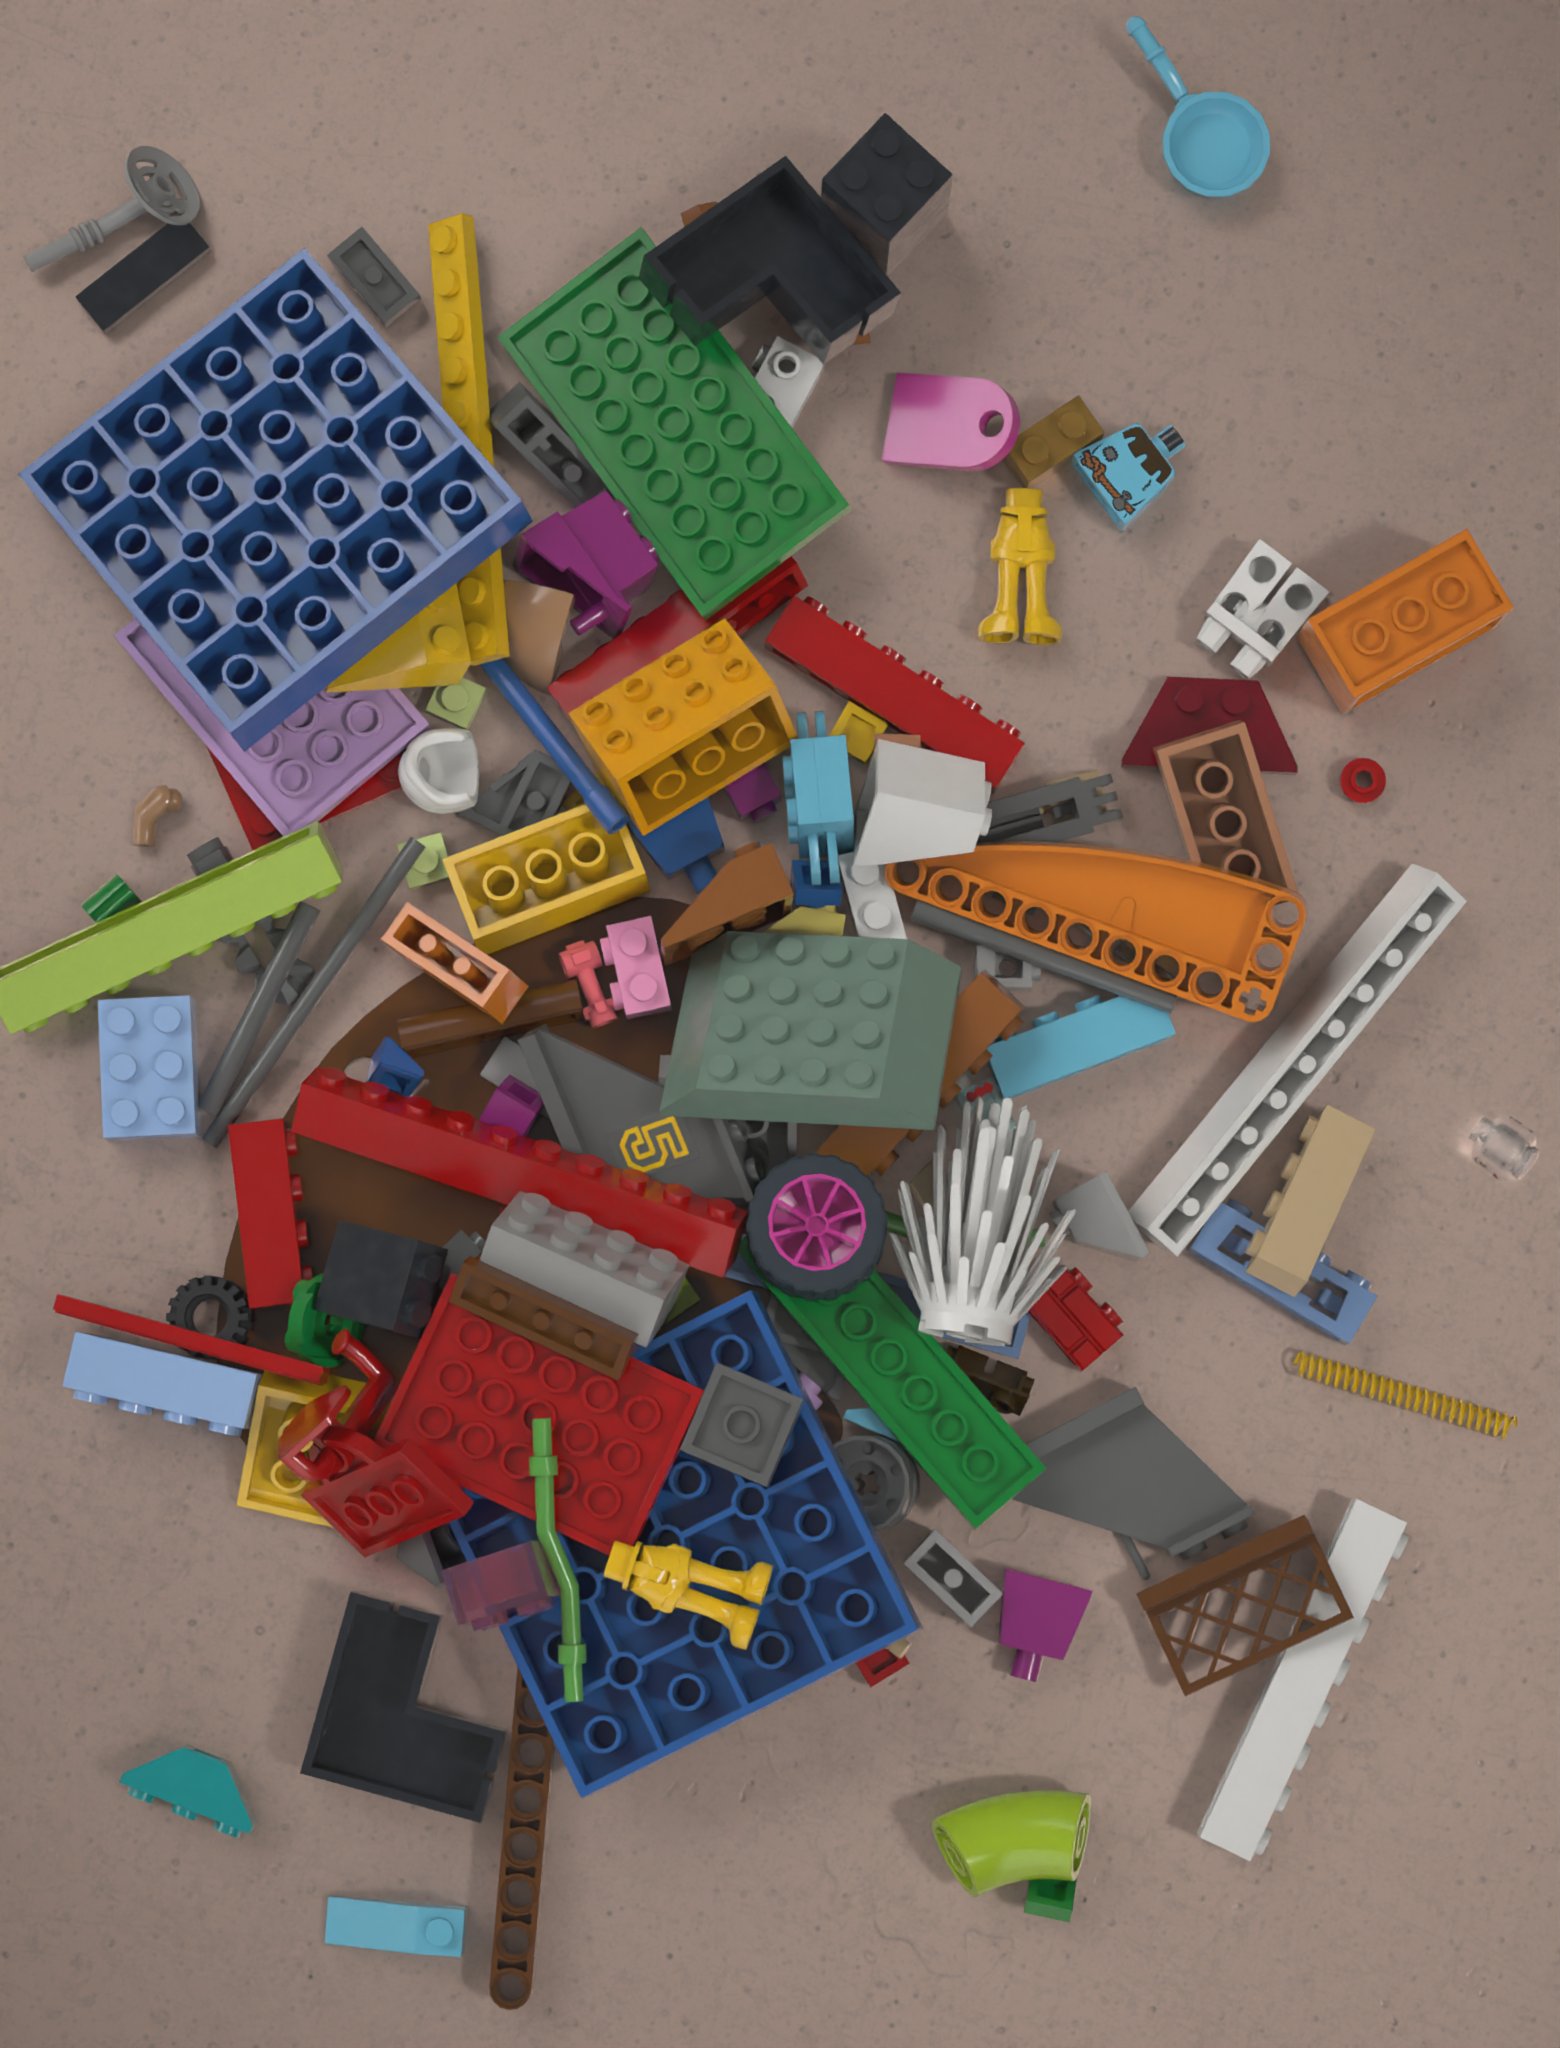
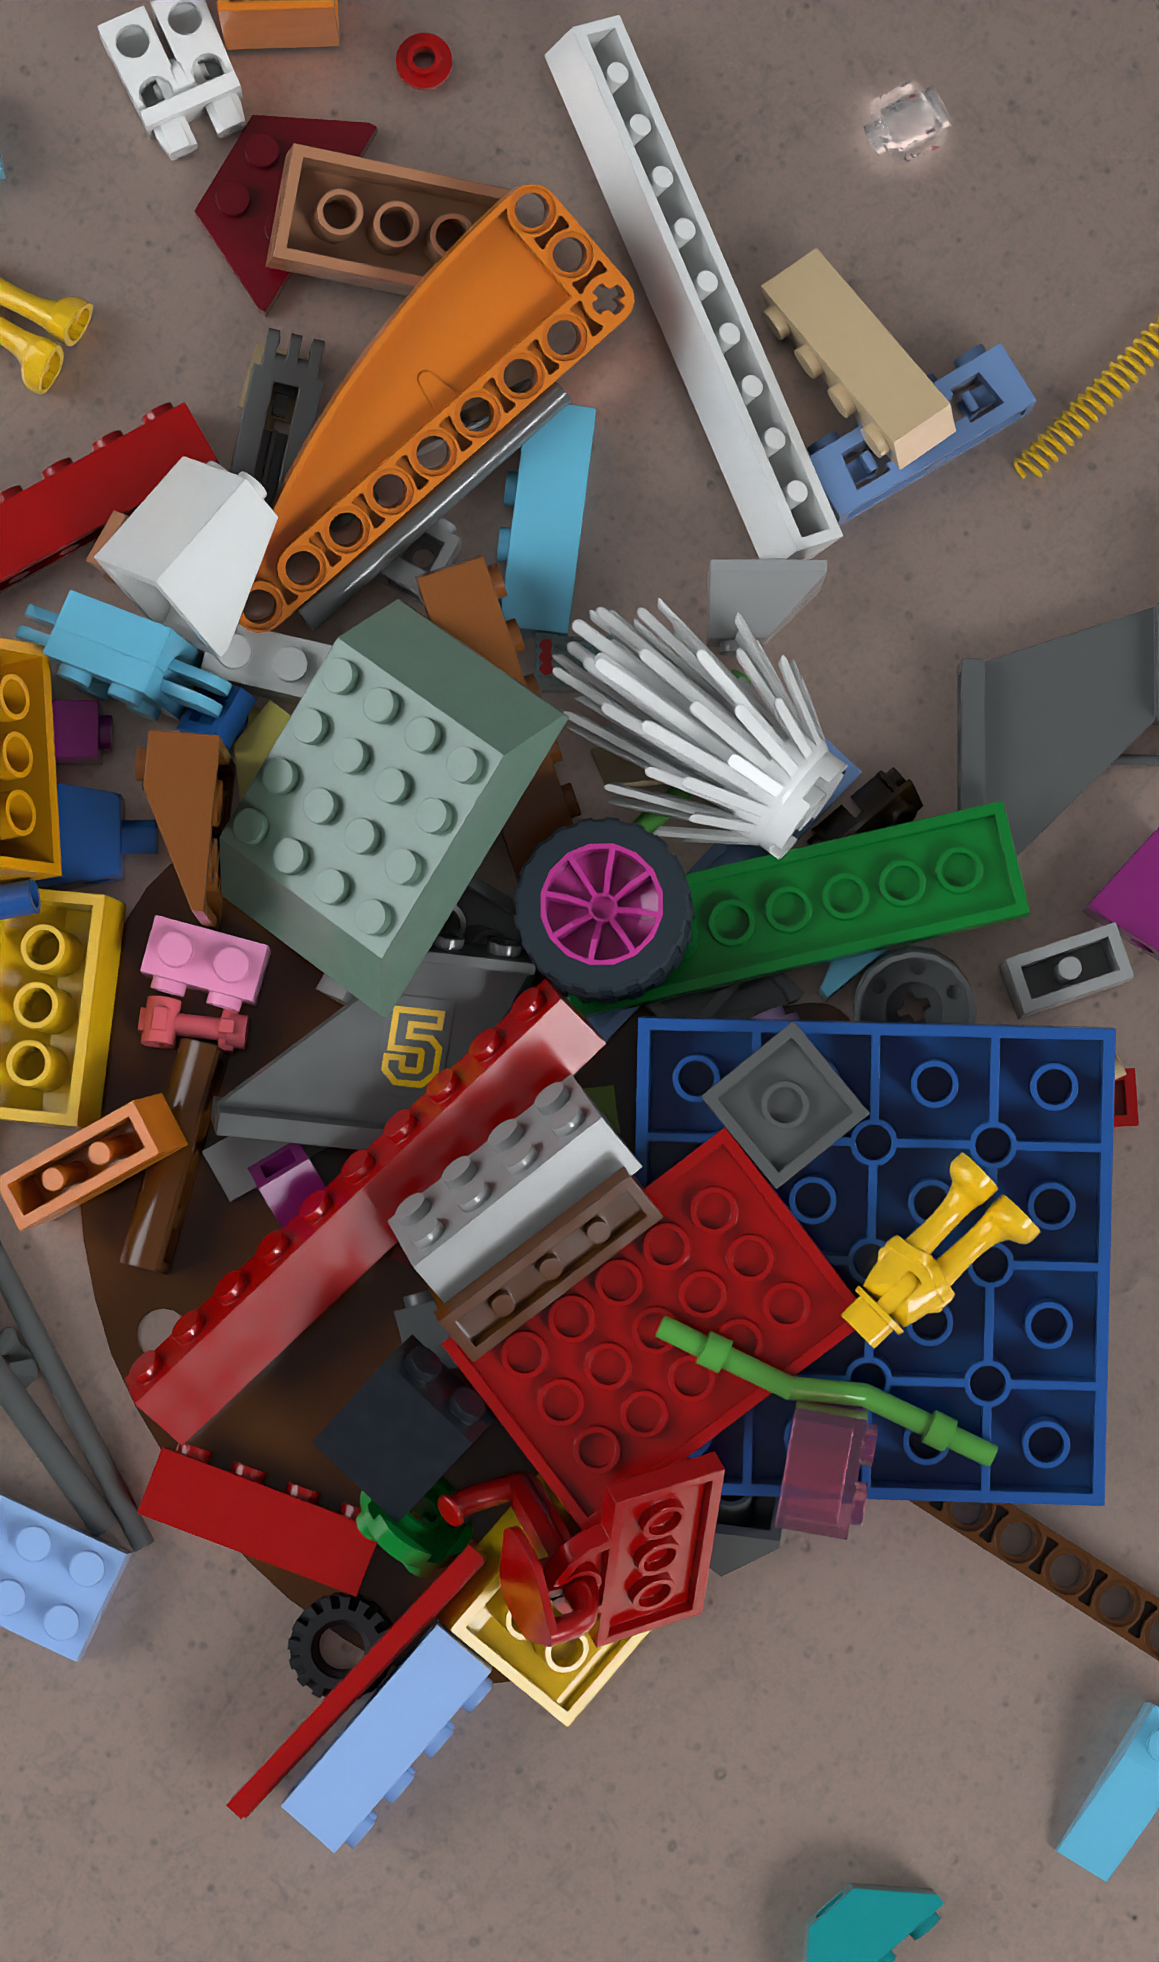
camera: 65 degrees left, 0 degrees up
(376, 1732) = (907, 1699): black piece -> none
(394, 1068) = (172, 1293): blue slope -> none
(859, 730) = (73, 573): yellow plate -> none
(1076, 1320) = (856, 685): red brick -> none

